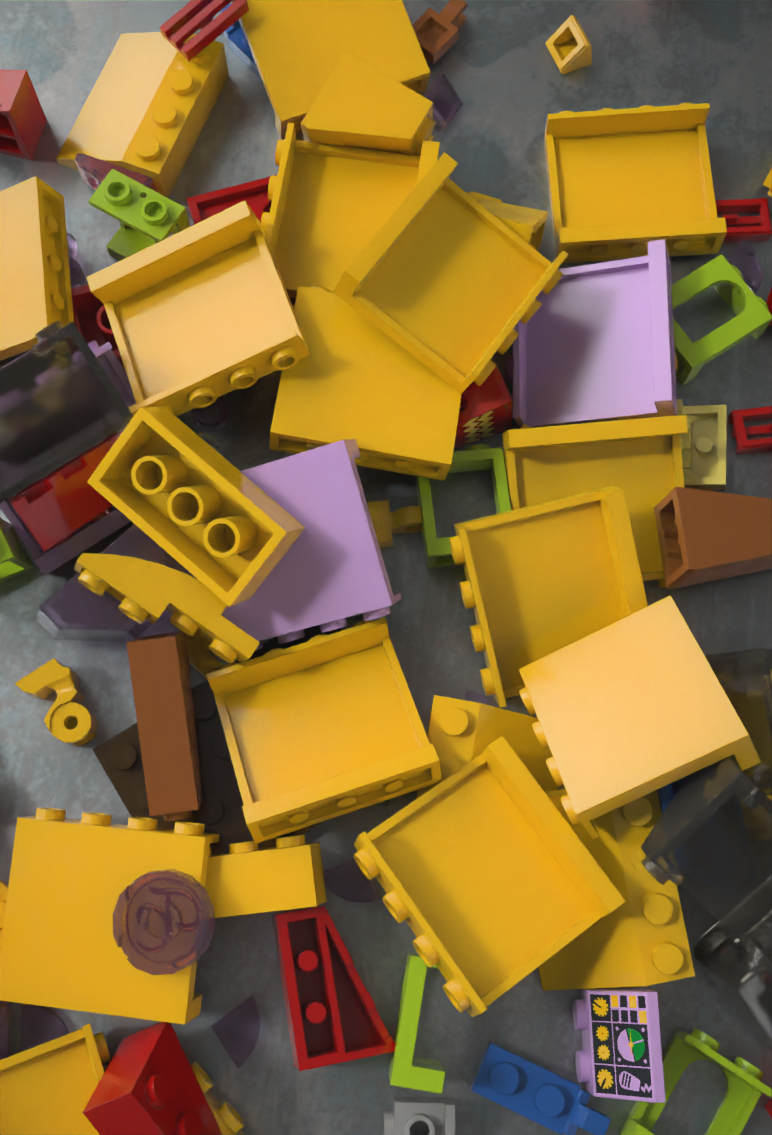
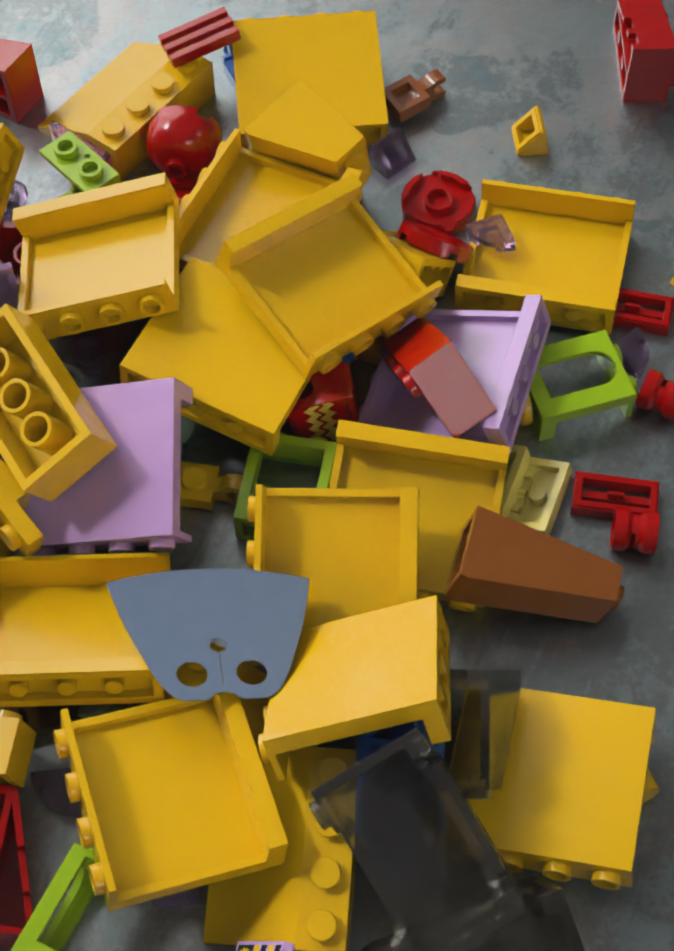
camera: 20 degrees right, 15 degrees down
(224, 145) = (182, 141): none -> red cylinder
(440, 677) = (182, 611): none -> sand blue piece
(502, 149) = (439, 201): none -> red tile
(522, 196) = (434, 241): none -> red tile
(572, 172) = (491, 233): none -> tile
(588, 353) = (436, 371): none -> wedge

